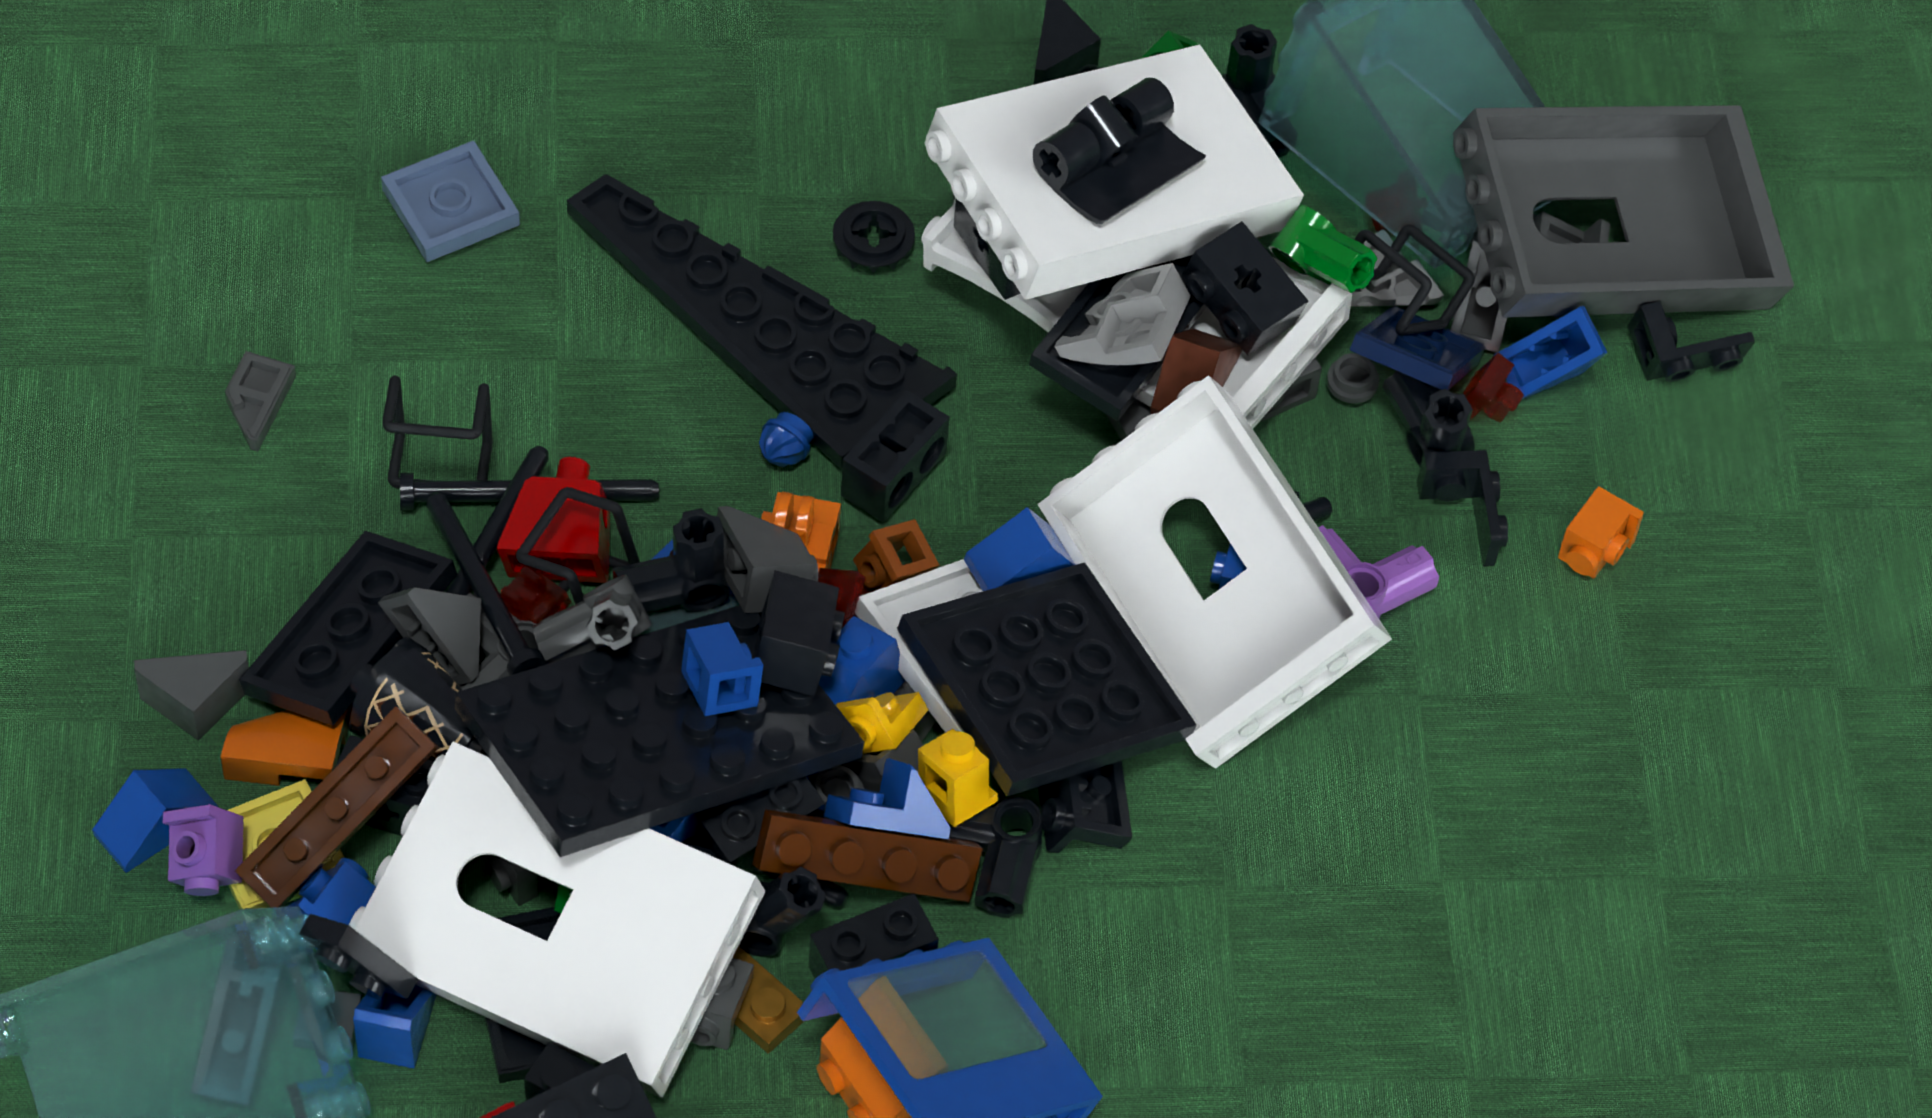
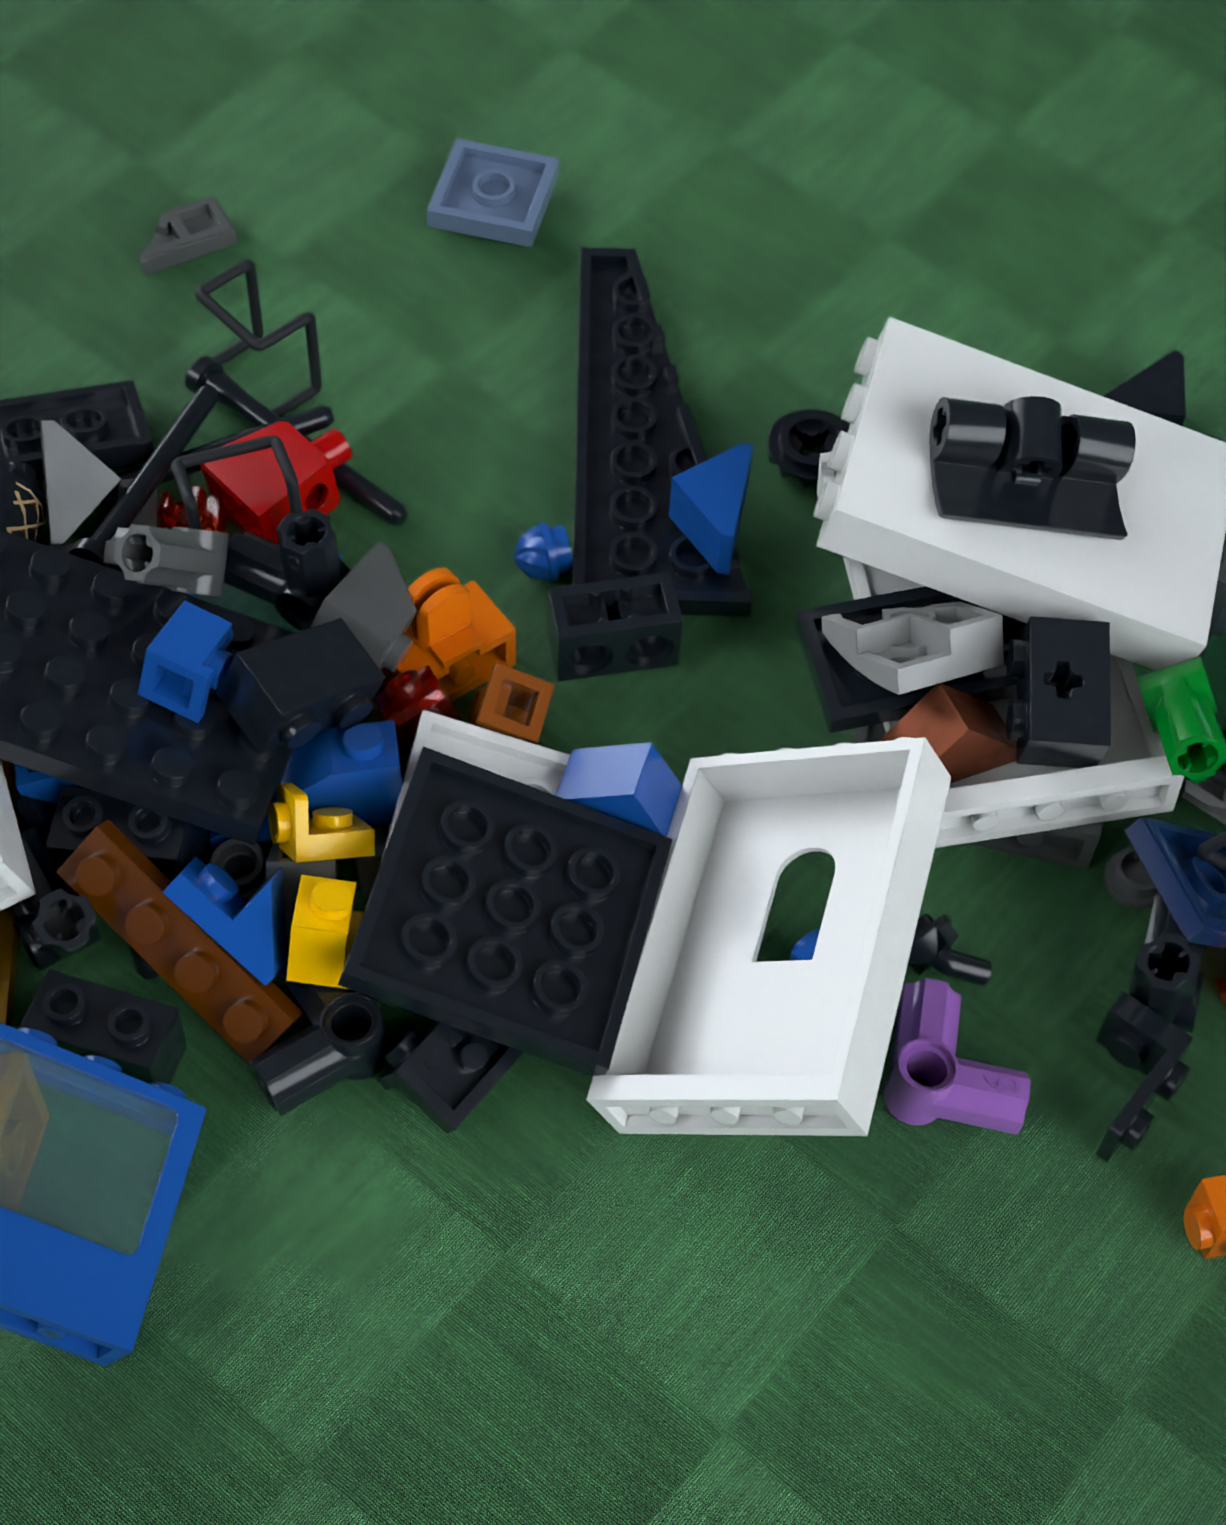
camera: 45 degrees right, 0 degrees up
(880, 326) = (710, 503): none -> blue slope

